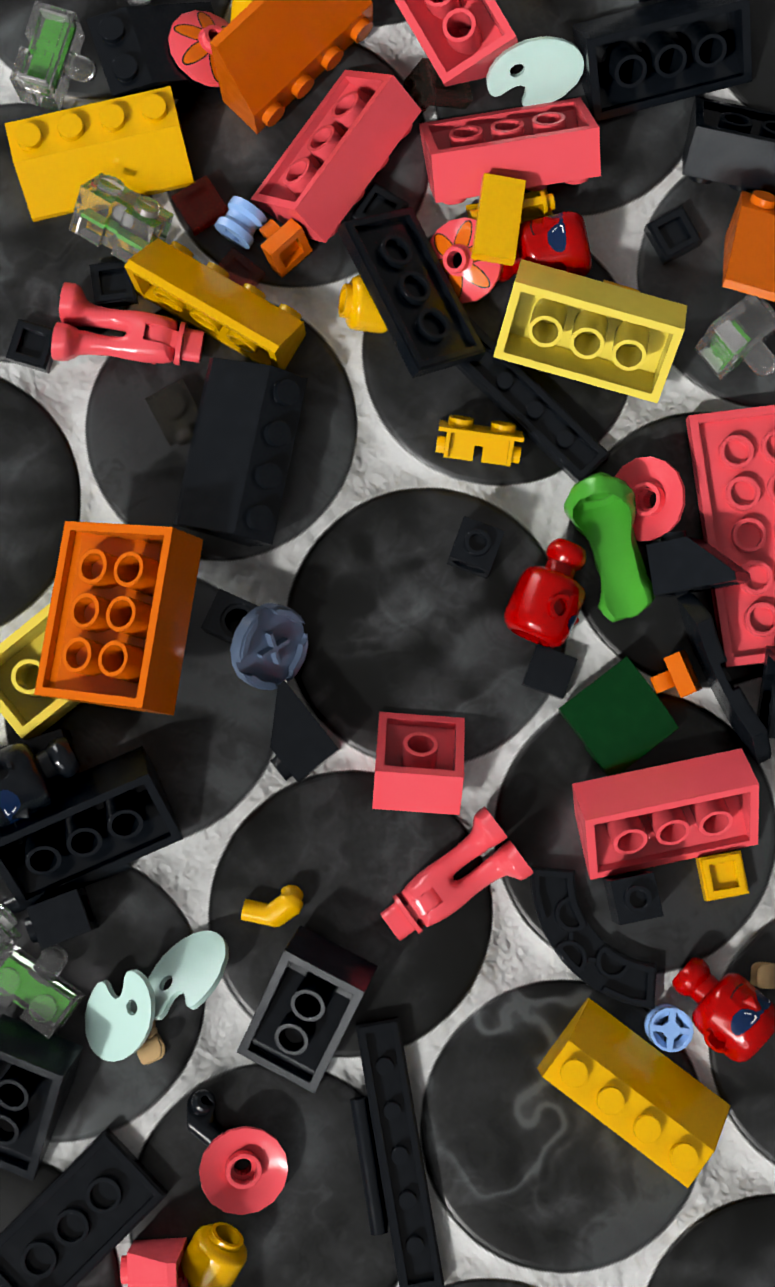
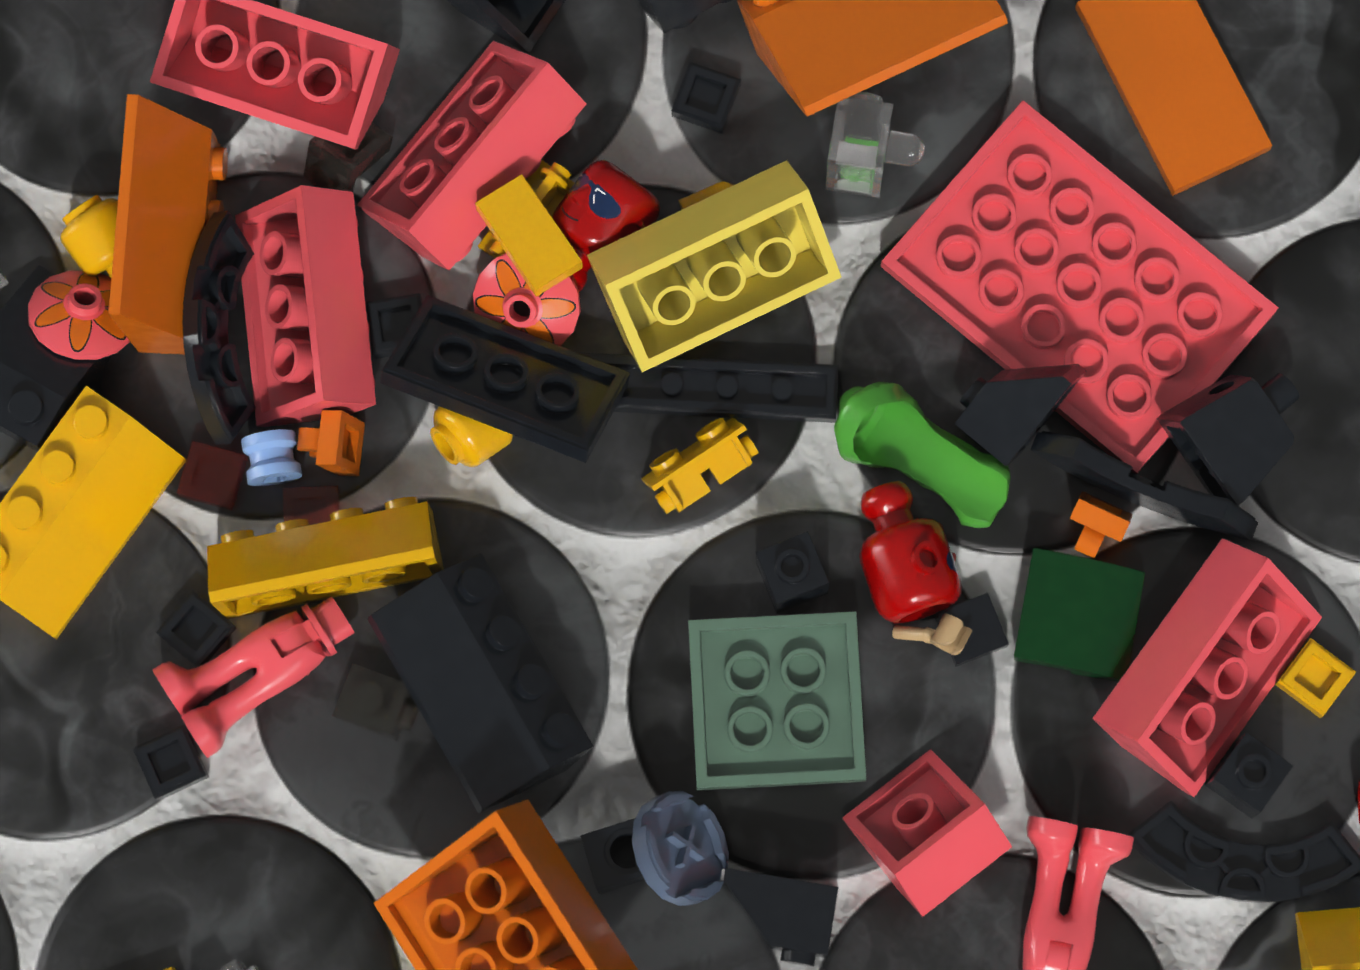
camera: 30 degrees left, 5 degrees down
(118, 217) = (151, 560): clear piece -> none
(283, 96) = (208, 296): none -> black tile
(401, 612) = (777, 701): none -> sand green plate
(532, 663) = (948, 636): none -> tan hand
(548, 71) = (442, 46): light aqua piece -> none
(655, 476) = (893, 360): coral dish -> none

